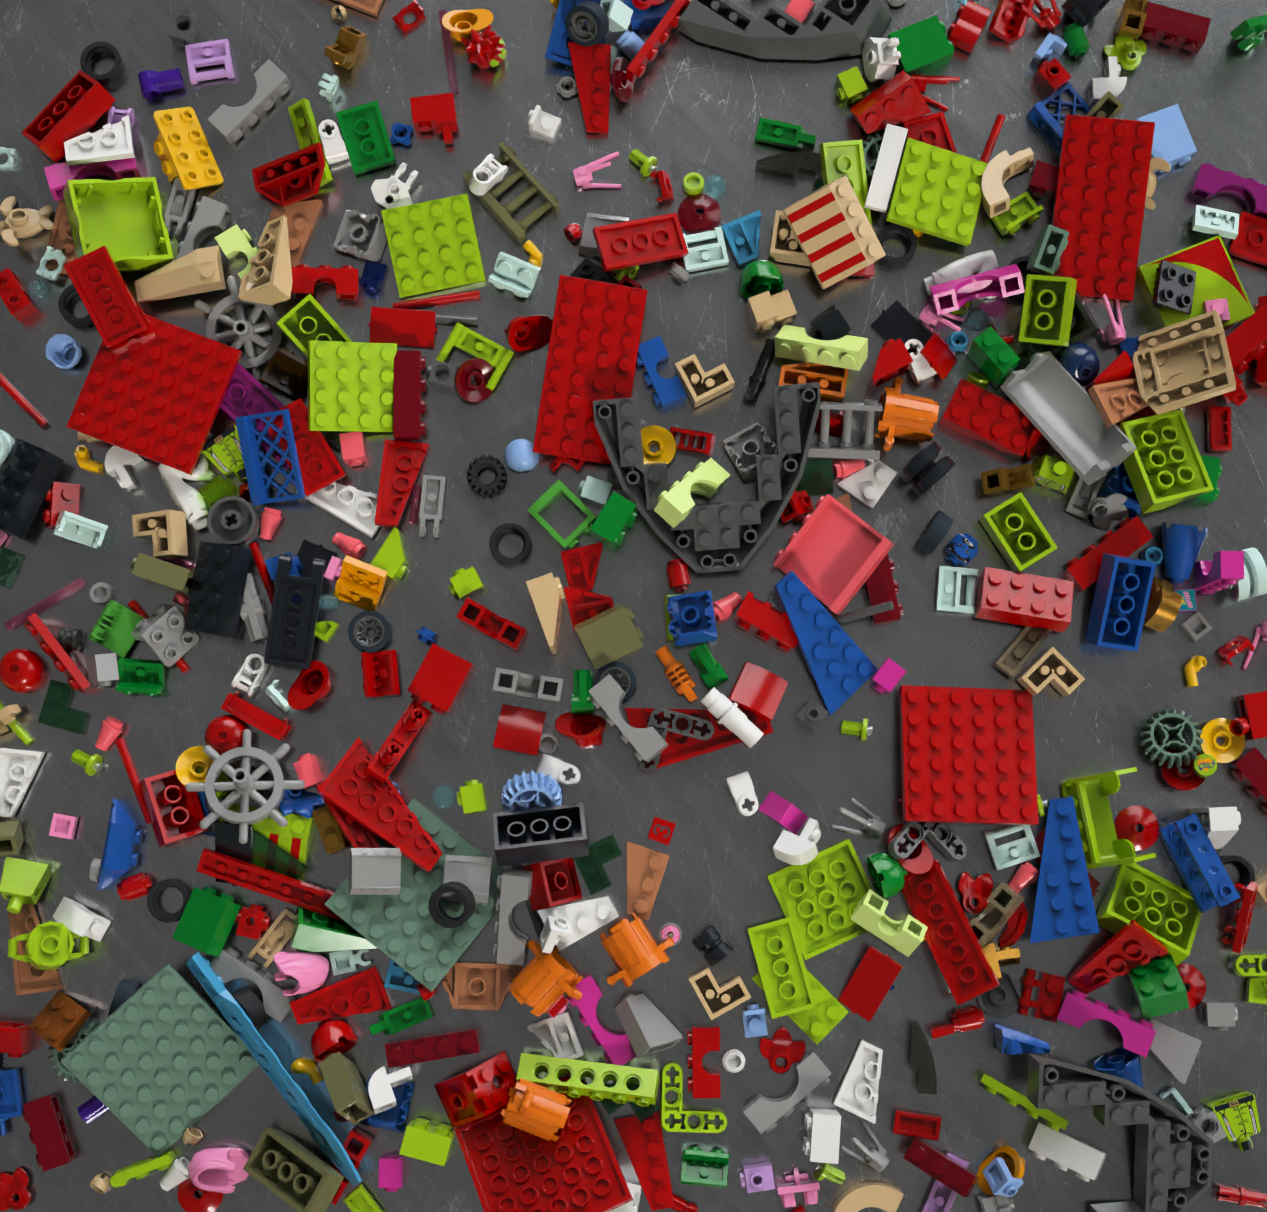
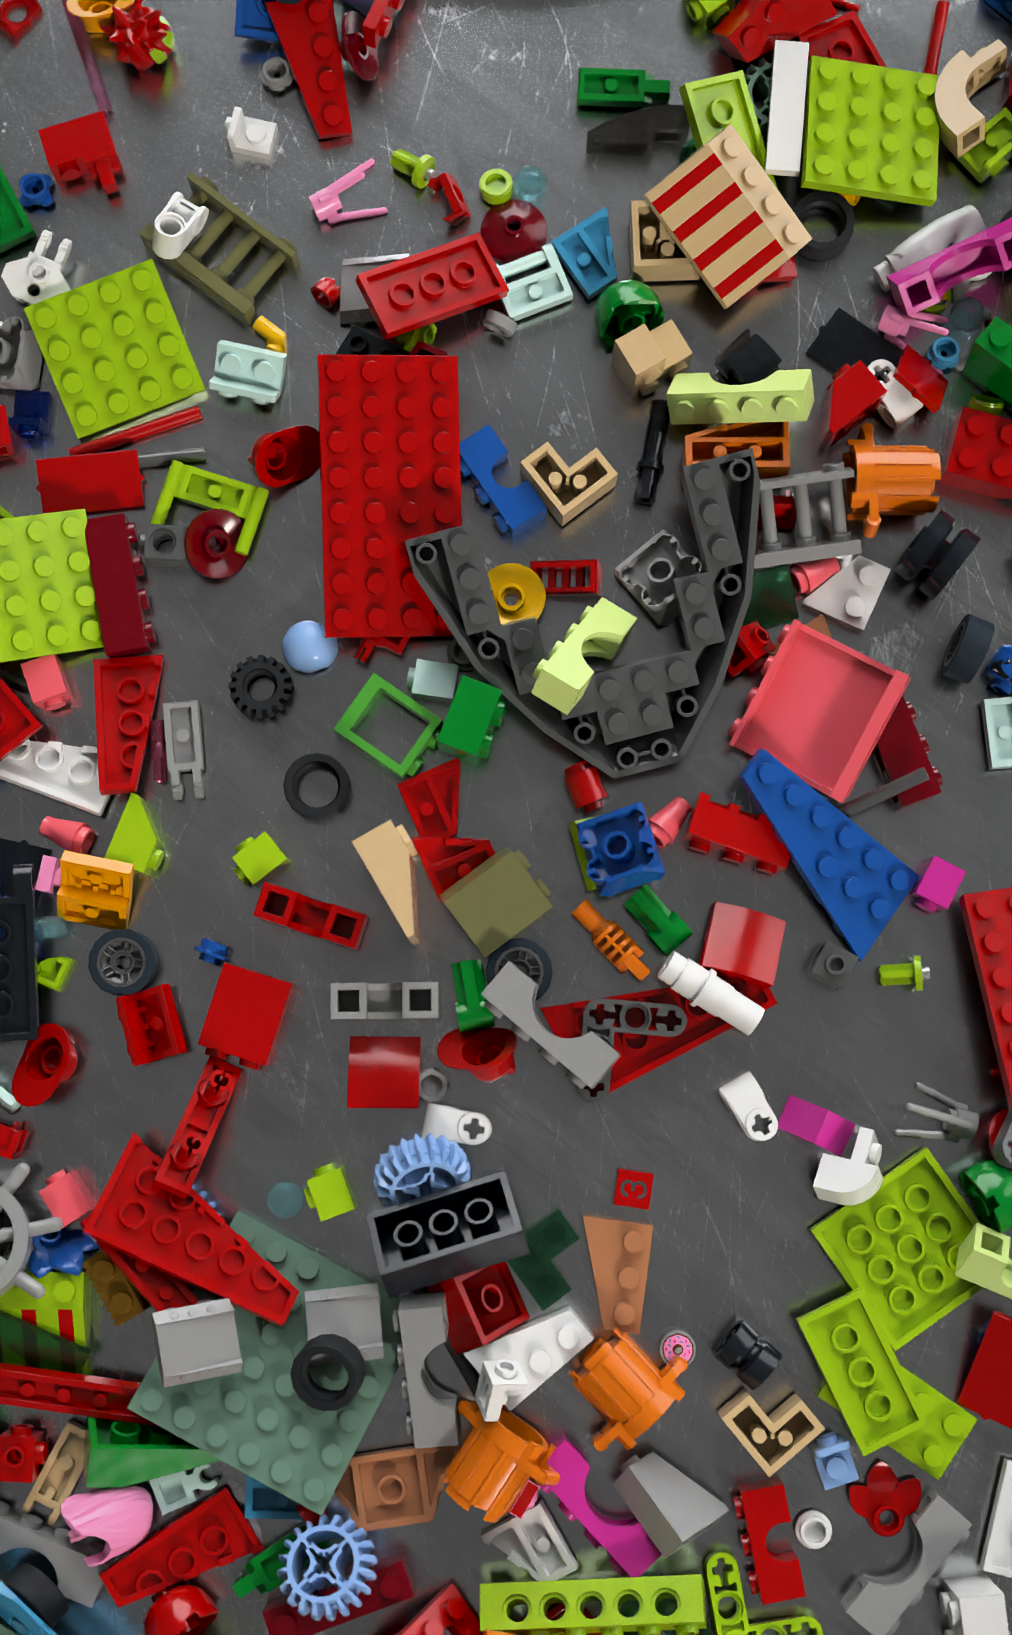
camera: 10 degrees left, 0 degrees up
(444, 1011) = (315, 1576): none -> light blue gear

